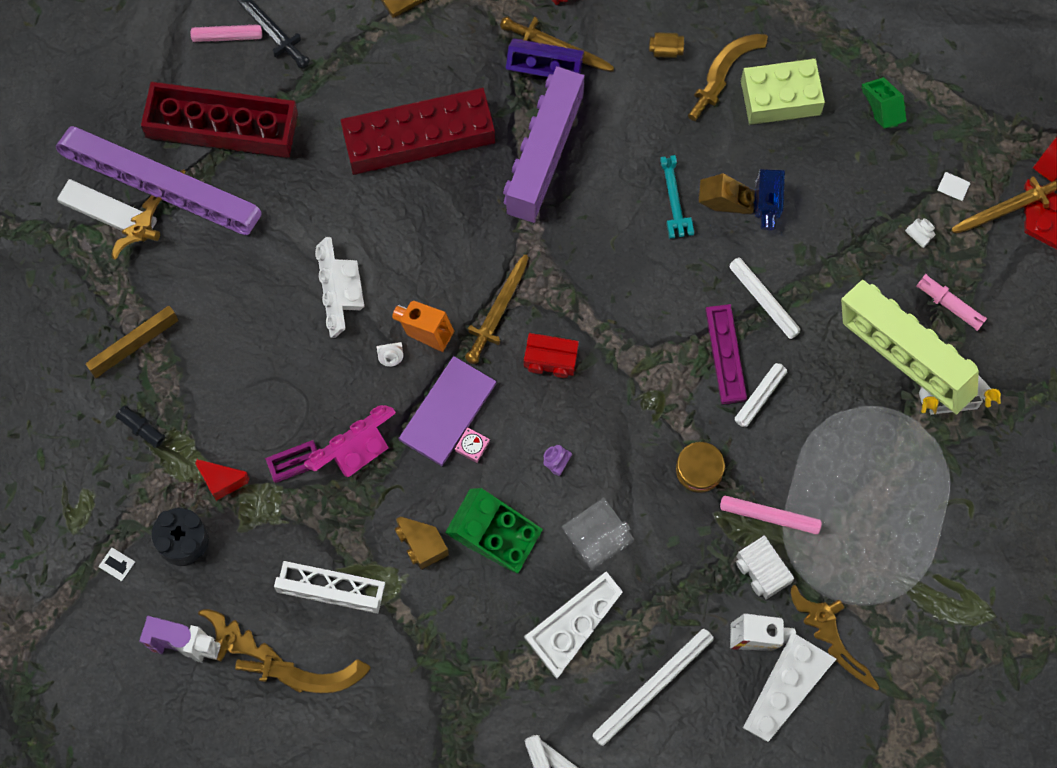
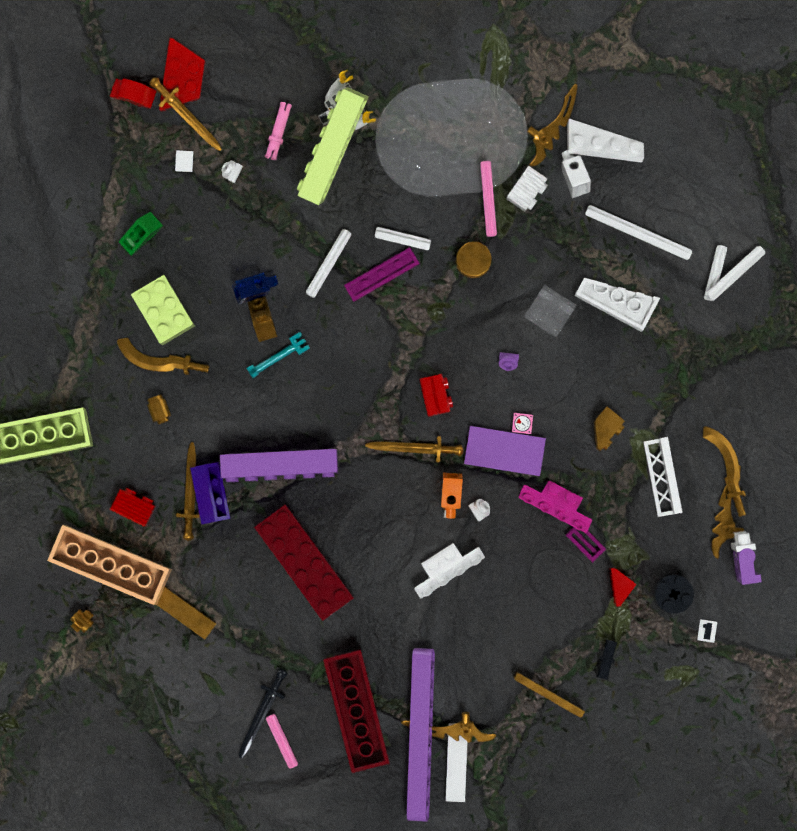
camera: 110 degrees left, 15 degrees up
(493, 529) = (577, 383): green slope -> none

